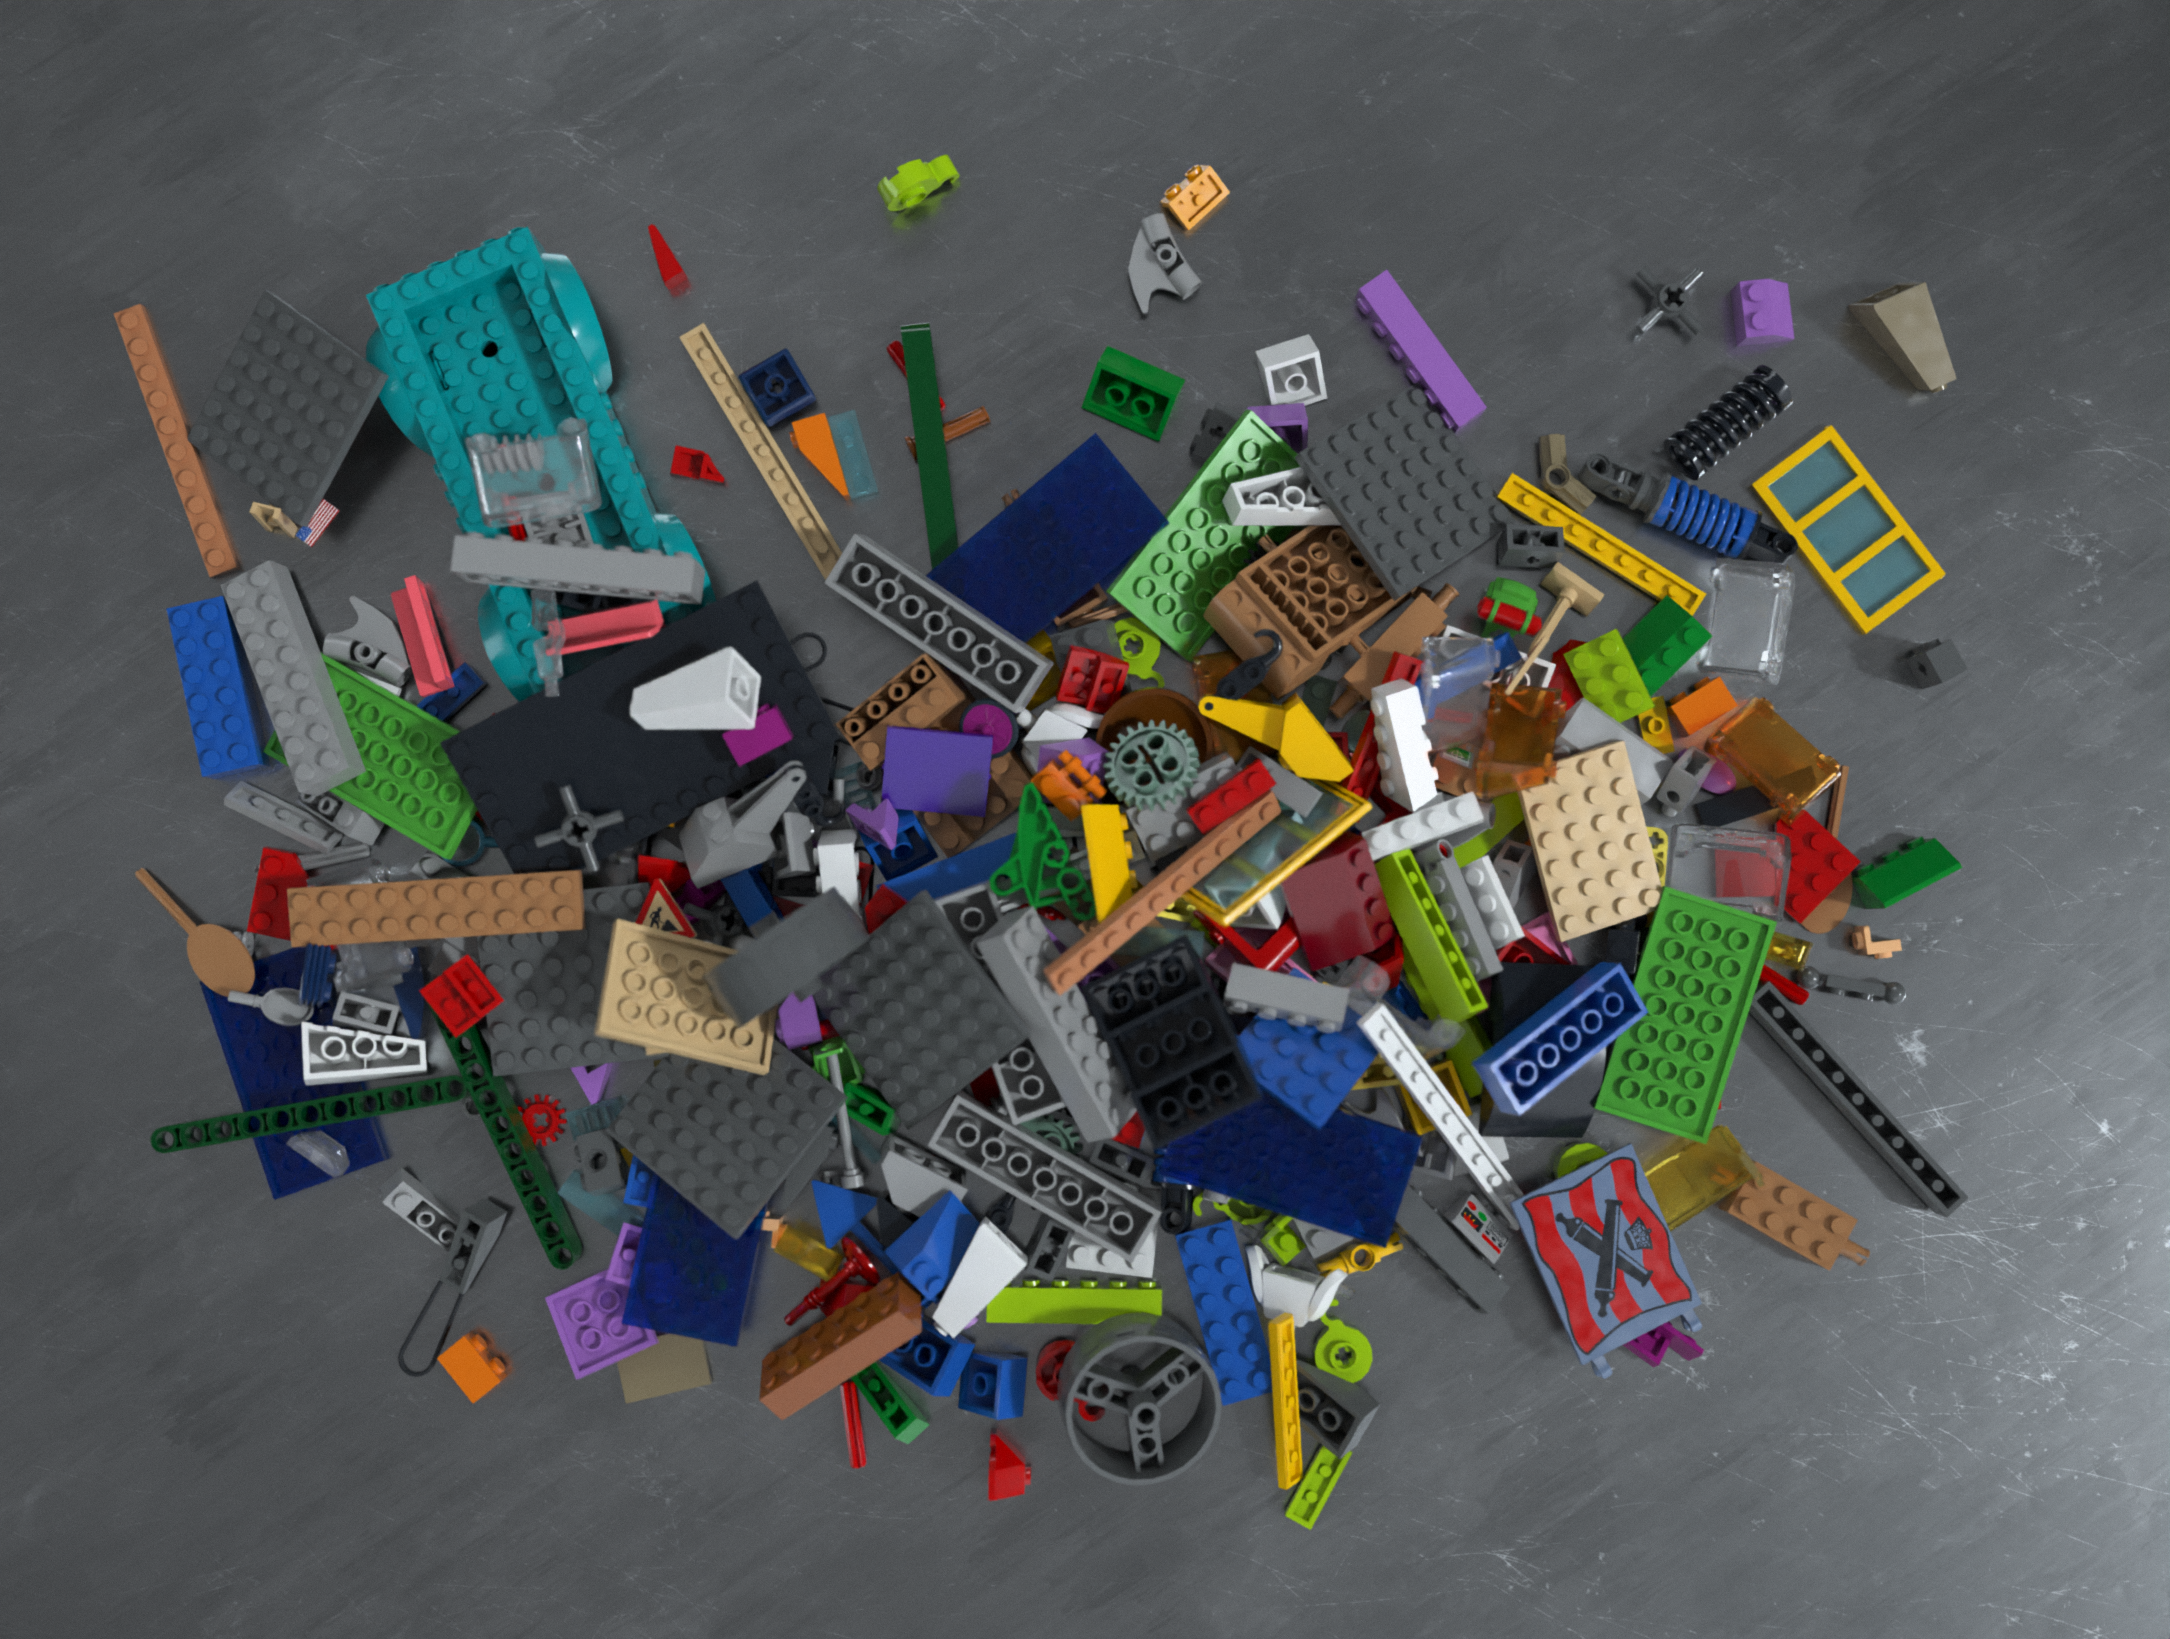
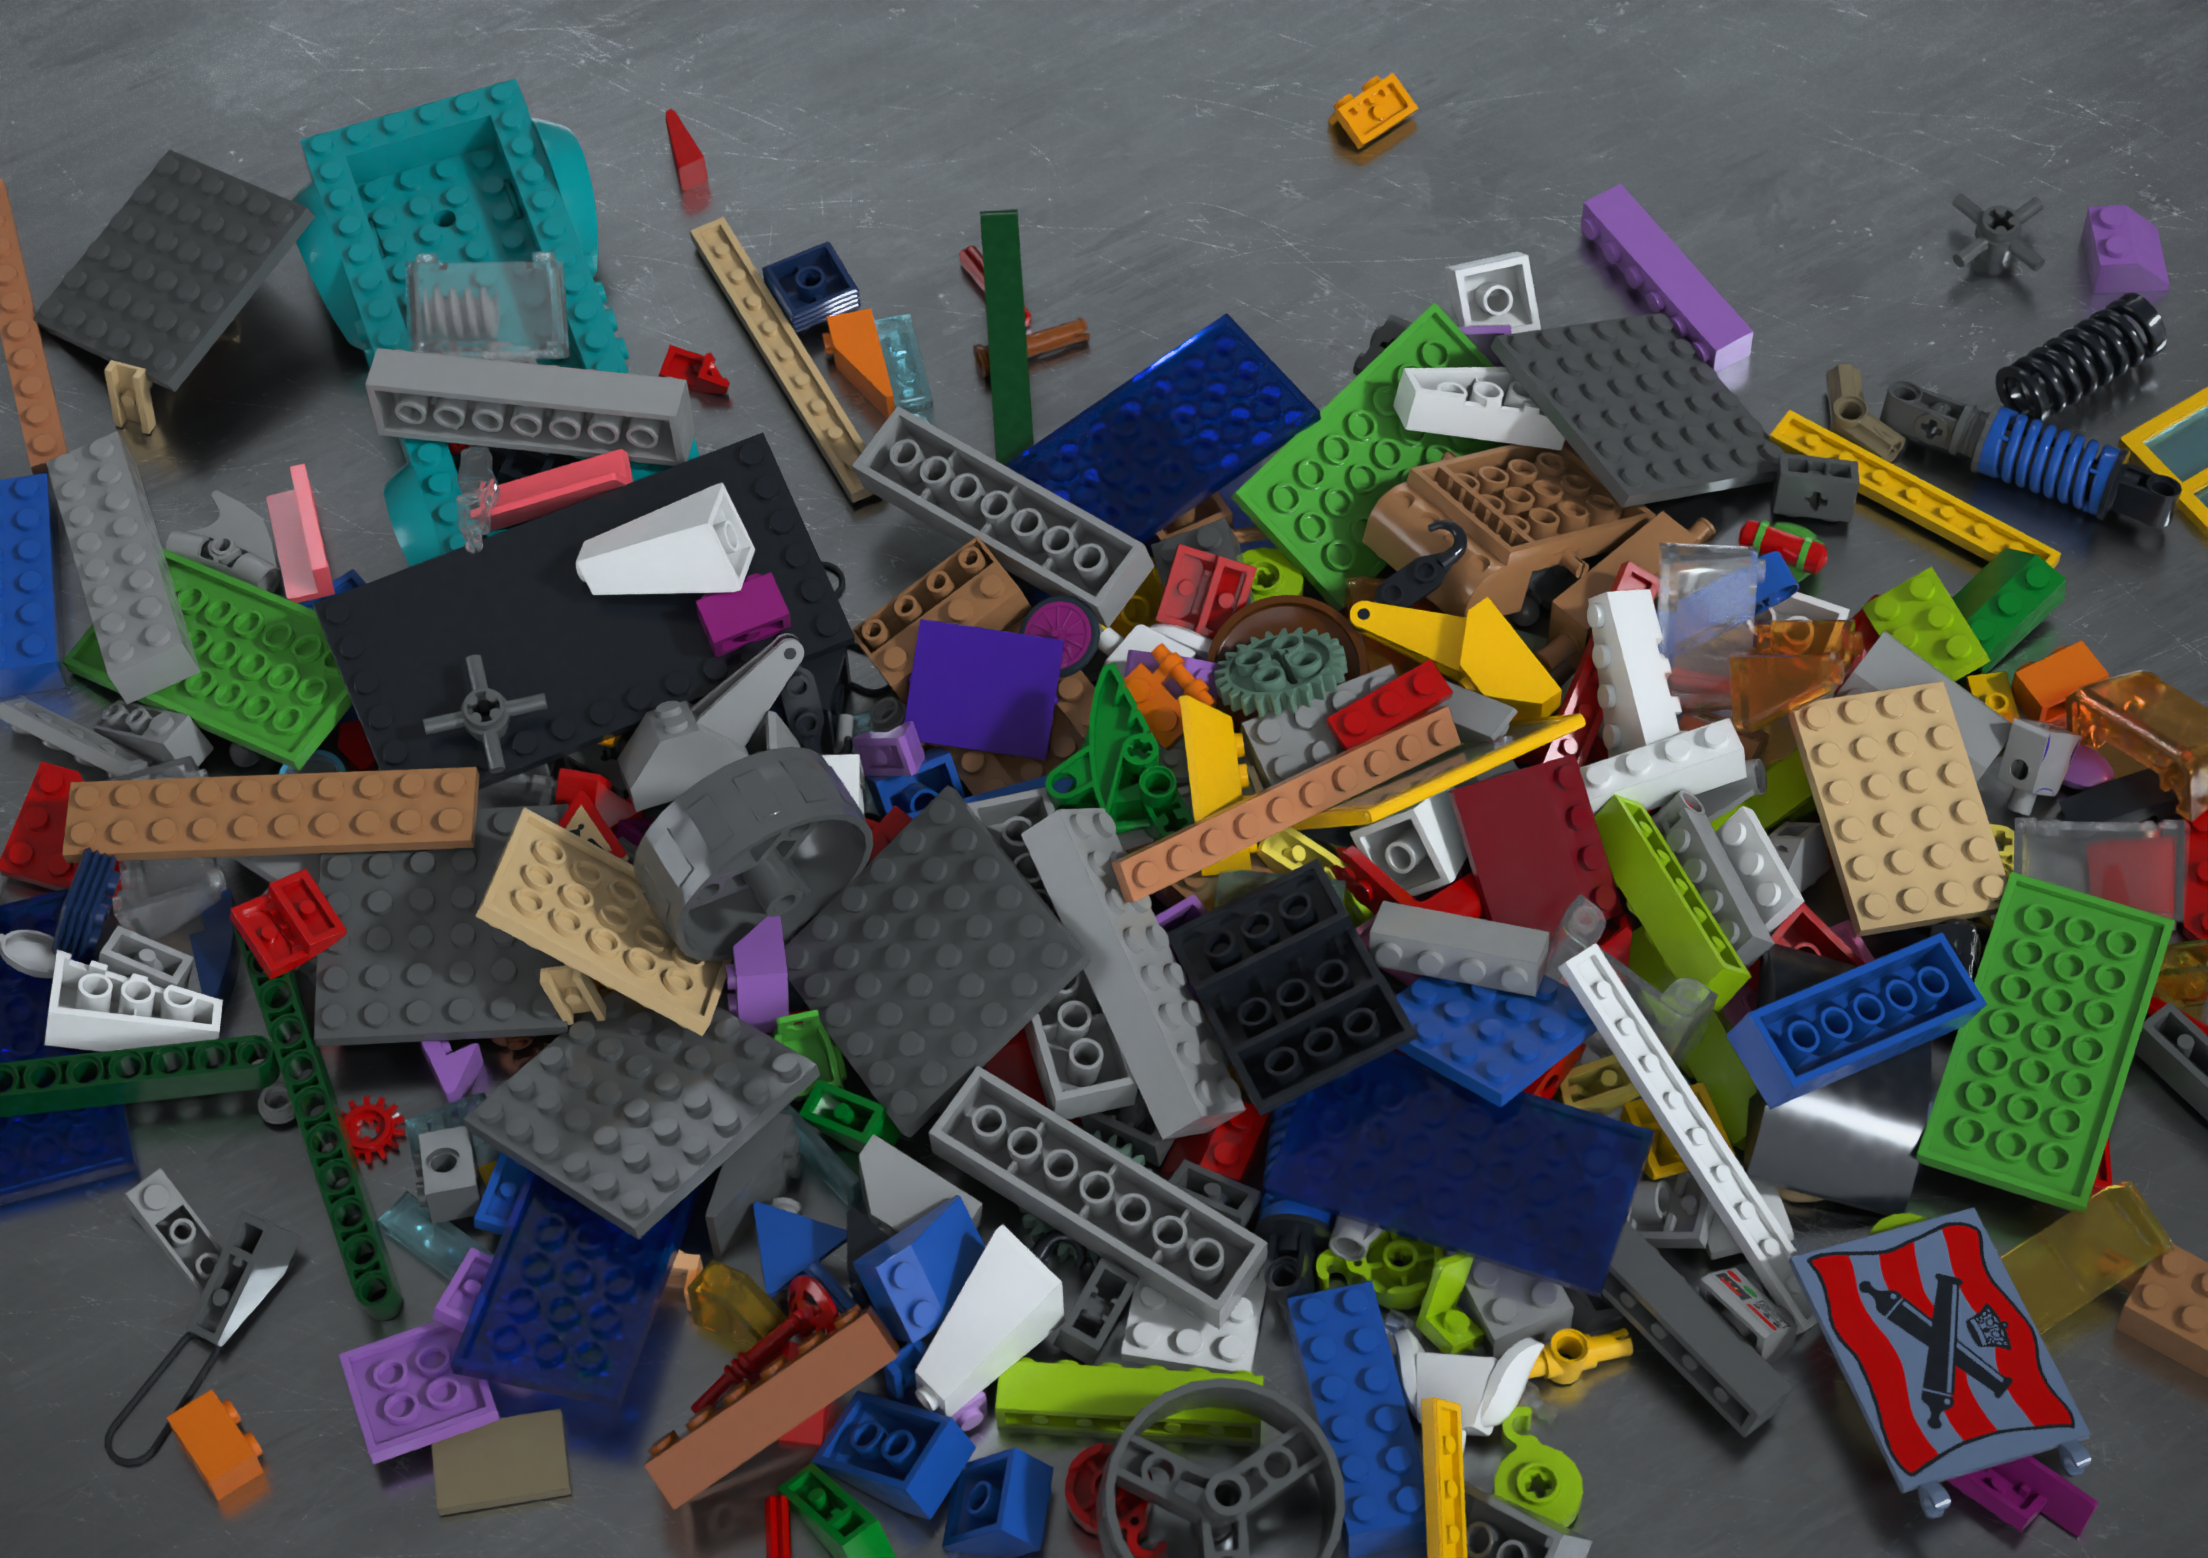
camera: 10 degrees right, 30 degrees down
(321, 519) = (183, 419): sticker -> none
(321, 1151) = (47, 1129): clear slope -> none
(851, 1174) = (814, 1199): light grey piece -> none
(916, 182) = (1011, 79): lime piece -> none
(1132, 393) = (1283, 309): green slope -> none
(1150, 271) = (1323, 175): light grey pin -> none
(1570, 592) = (1862, 540): tan piece -> none
(1748, 620) = (2124, 581): clear windscreen -> none

